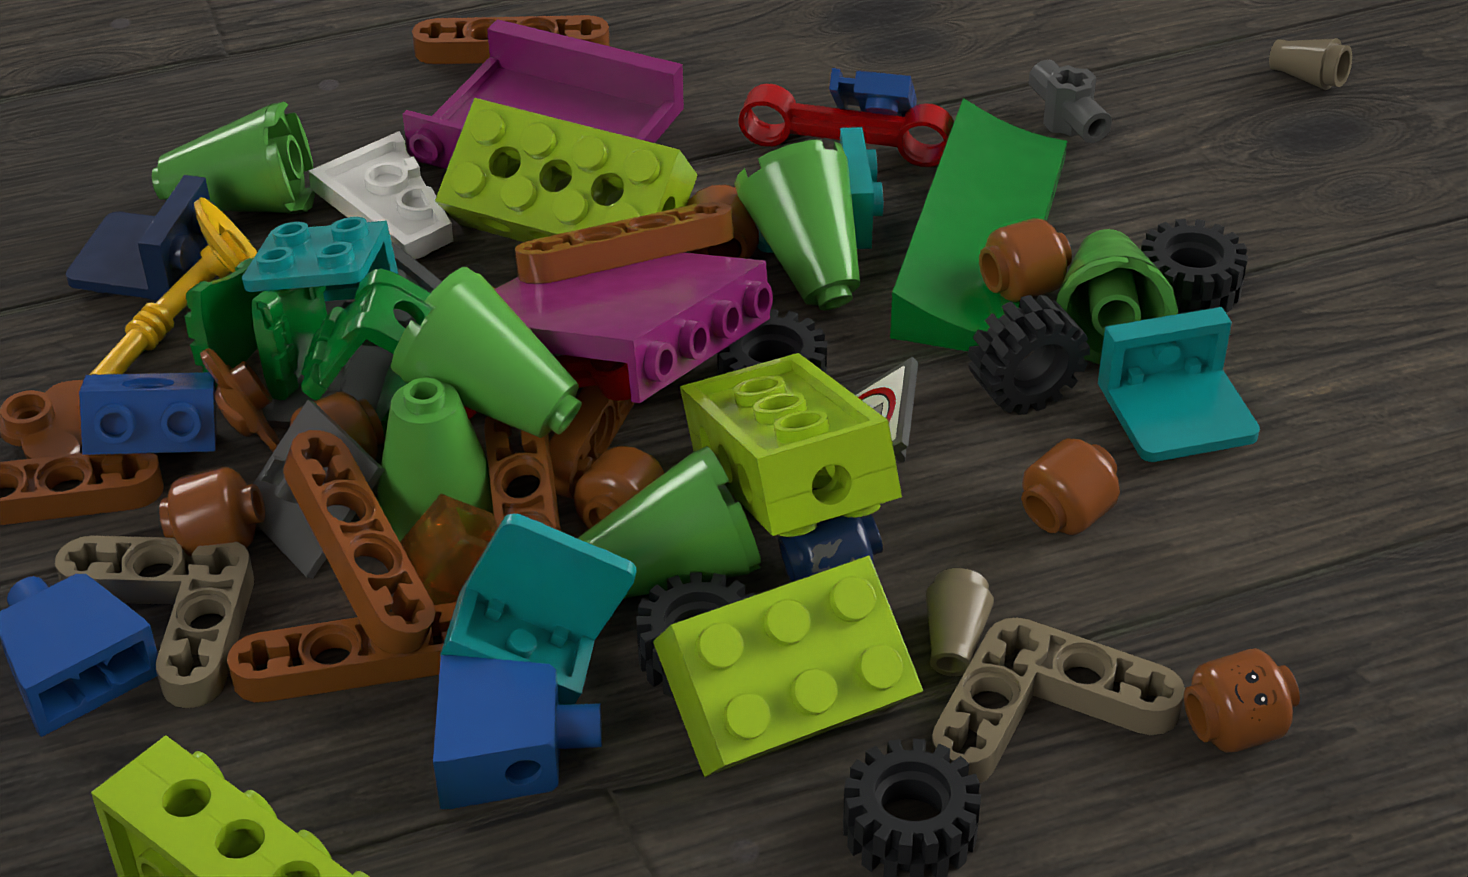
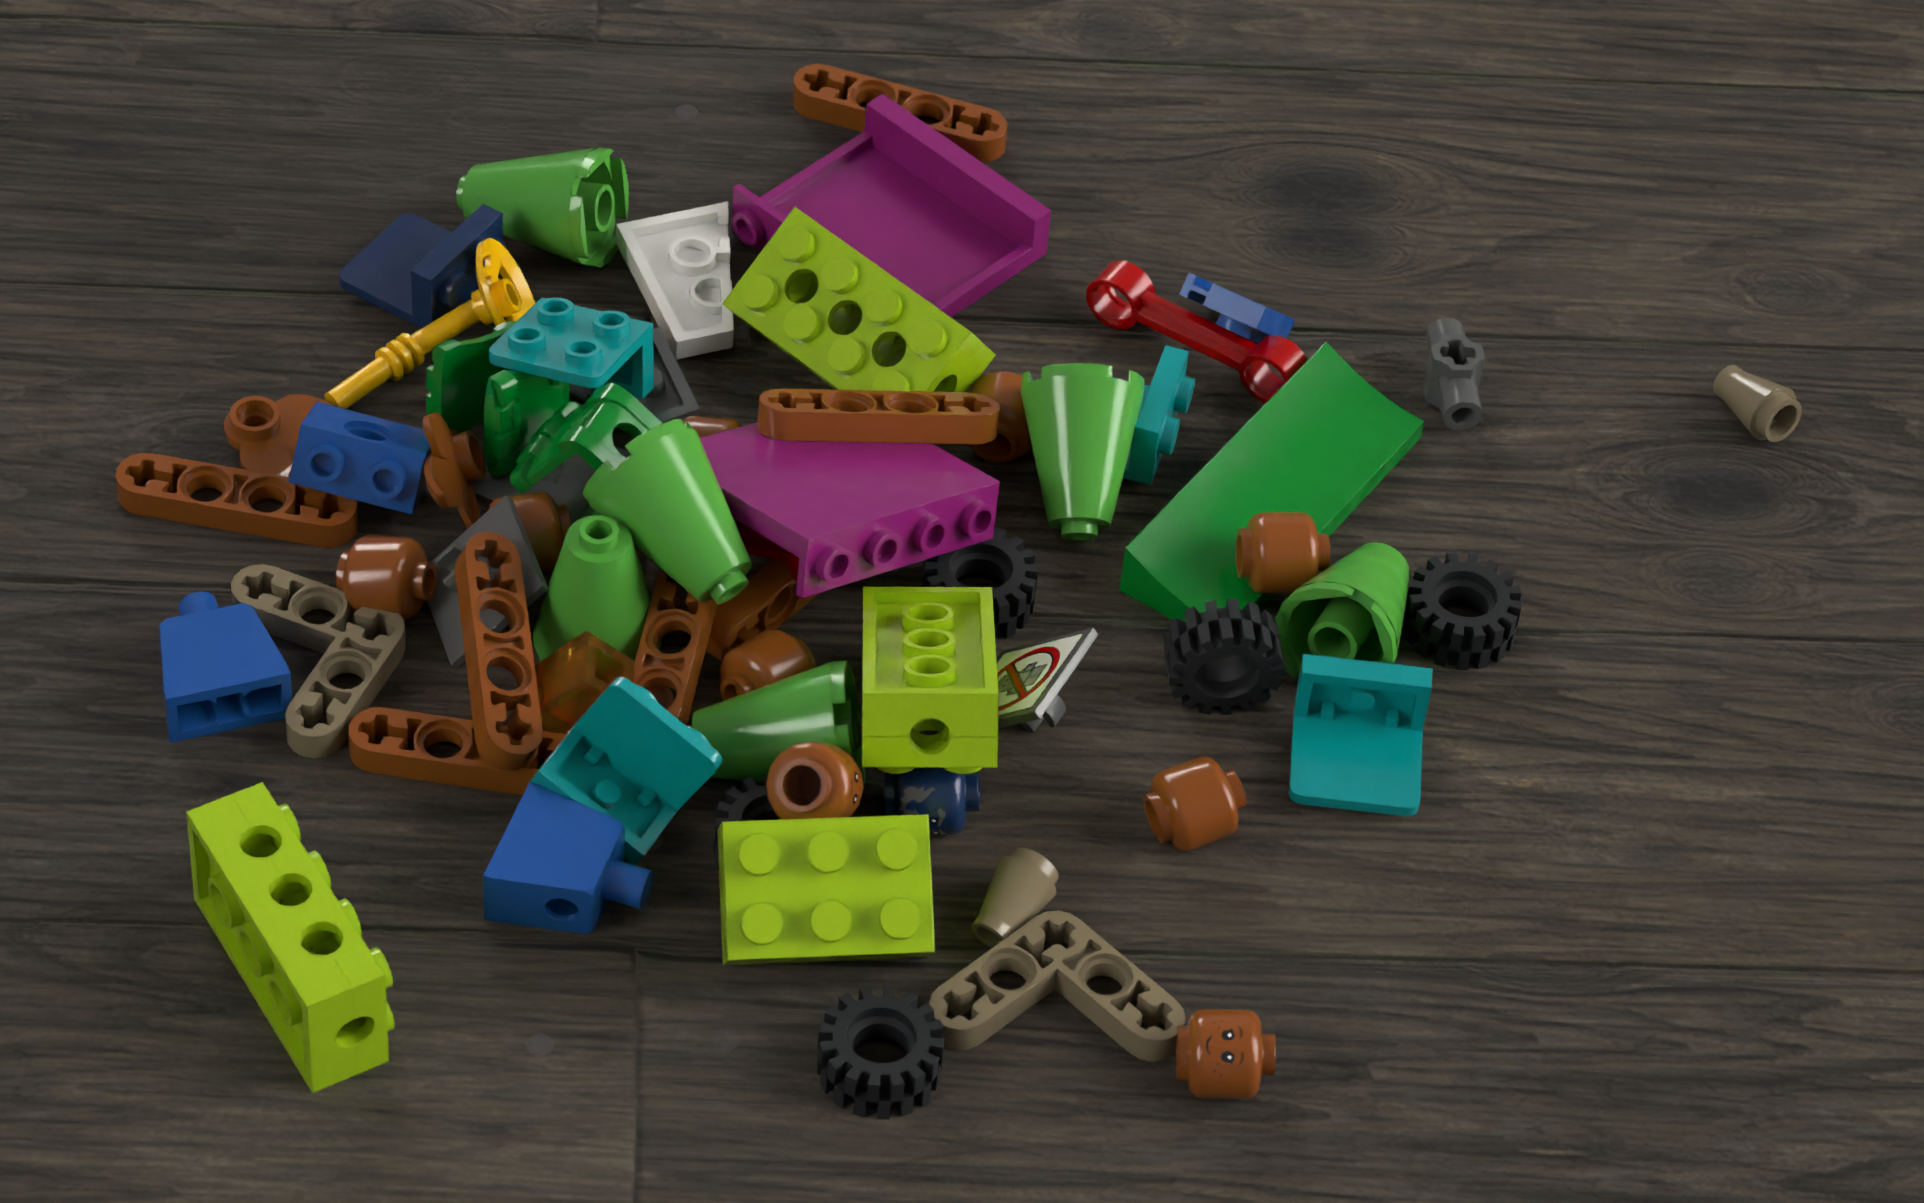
camera: 15 degrees right, 5 degrees up
(732, 564) = (814, 782): none -> dark orange head

